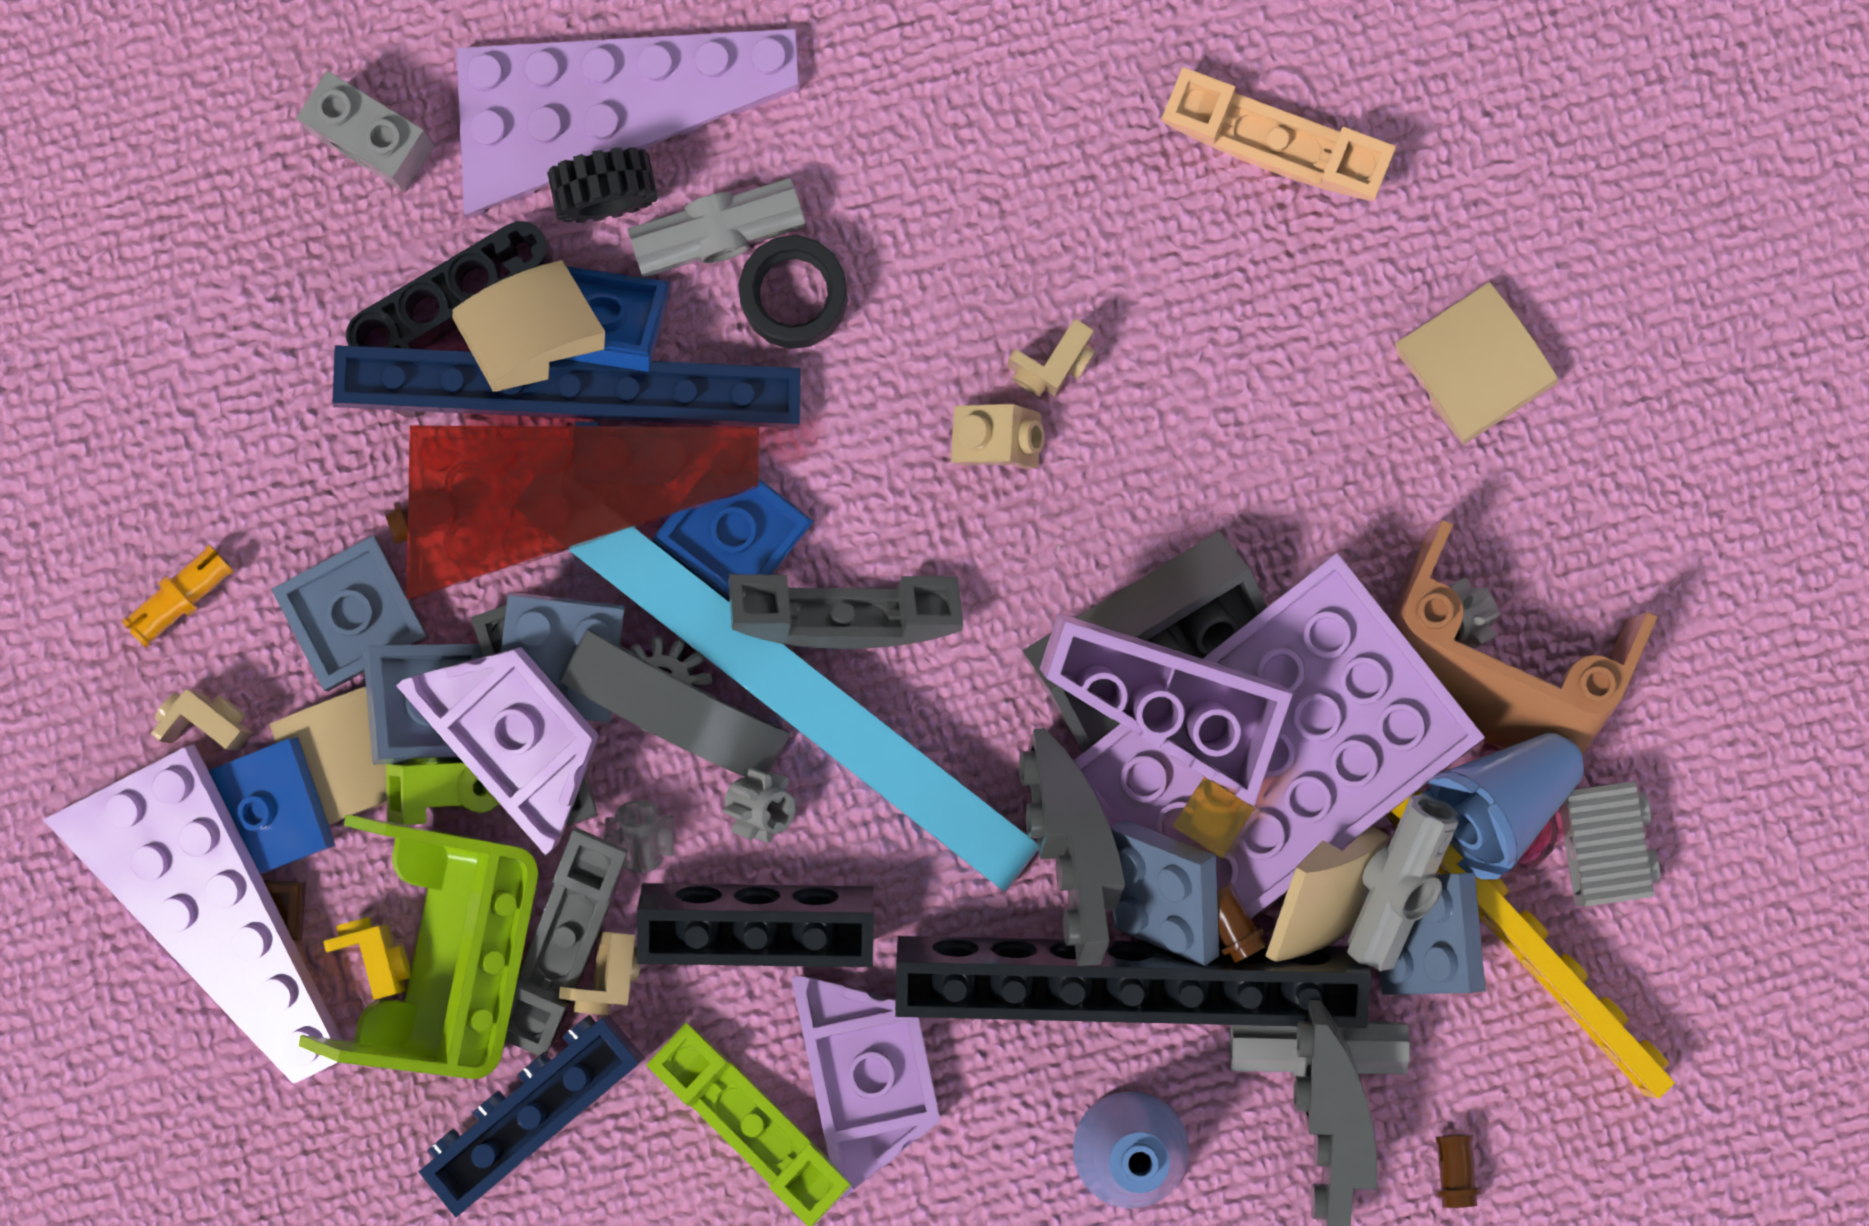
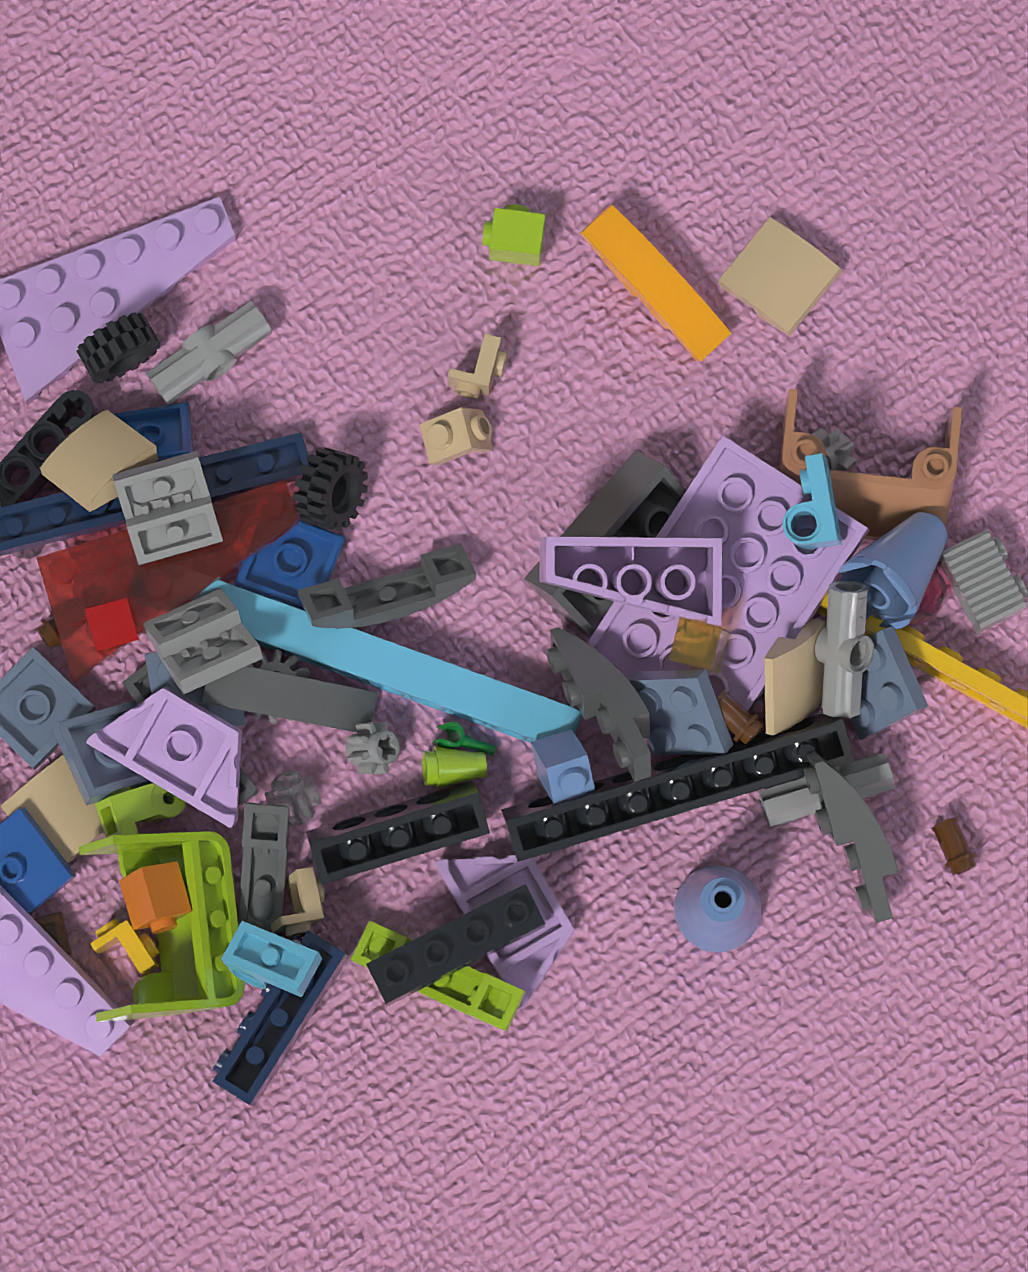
camera: 15 degrees left, 5 degrees down
(424, 910) = (155, 897): none -> orange brick
(477, 544) = (111, 623): none -> red tile
(541, 1043) = (270, 959): none -> medium azure plate
(585, 603) = (202, 641): none -> light grey slope
(594, 418) = (167, 507): none -> light grey slope
(781, 1098) = (456, 945): none -> black brick
(784, 249) = (278, 348): black tyre -> none
(813, 456) = (330, 489): none -> black tyre
(852, 860) = (451, 766): none -> lime cone
(873, 826) = (458, 738): none -> green hand
(992, 912) = (562, 766): none -> medium blue brick
(1155, 201) = (515, 235): none -> lime brick
(1277, 139) = (586, 165): light nougat slope -> none
(1314, 320) = (655, 282): none -> light orange slope
(1439, 658) = (817, 482): none -> medium azure plate

